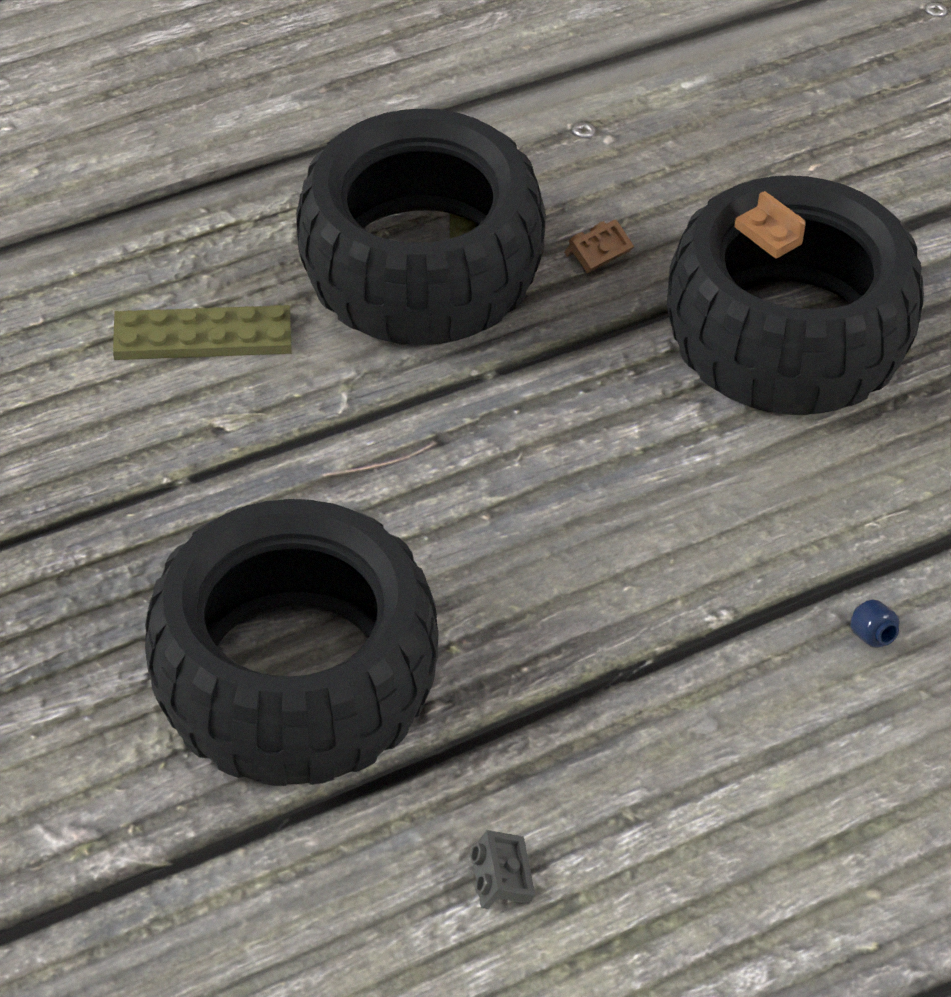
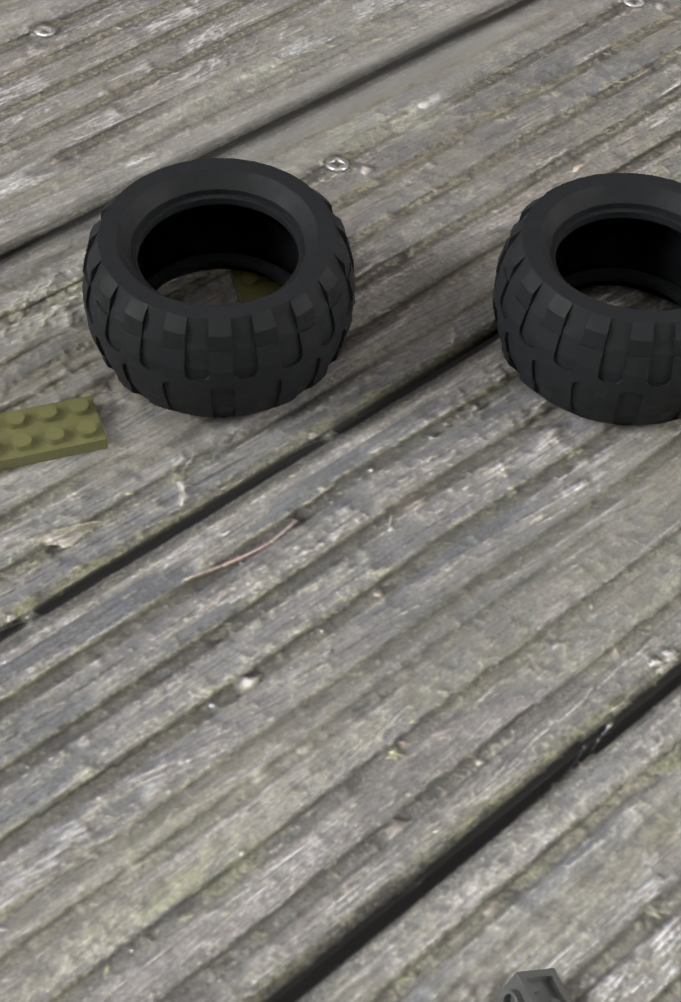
camera: 15 degrees left, 0 degrees up
(303, 724) = (242, 897): black tyre -> none
(600, 245) = (399, 279): medium nougat bracket -> none
(772, 226) = (602, 228): medium nougat bracket -> none

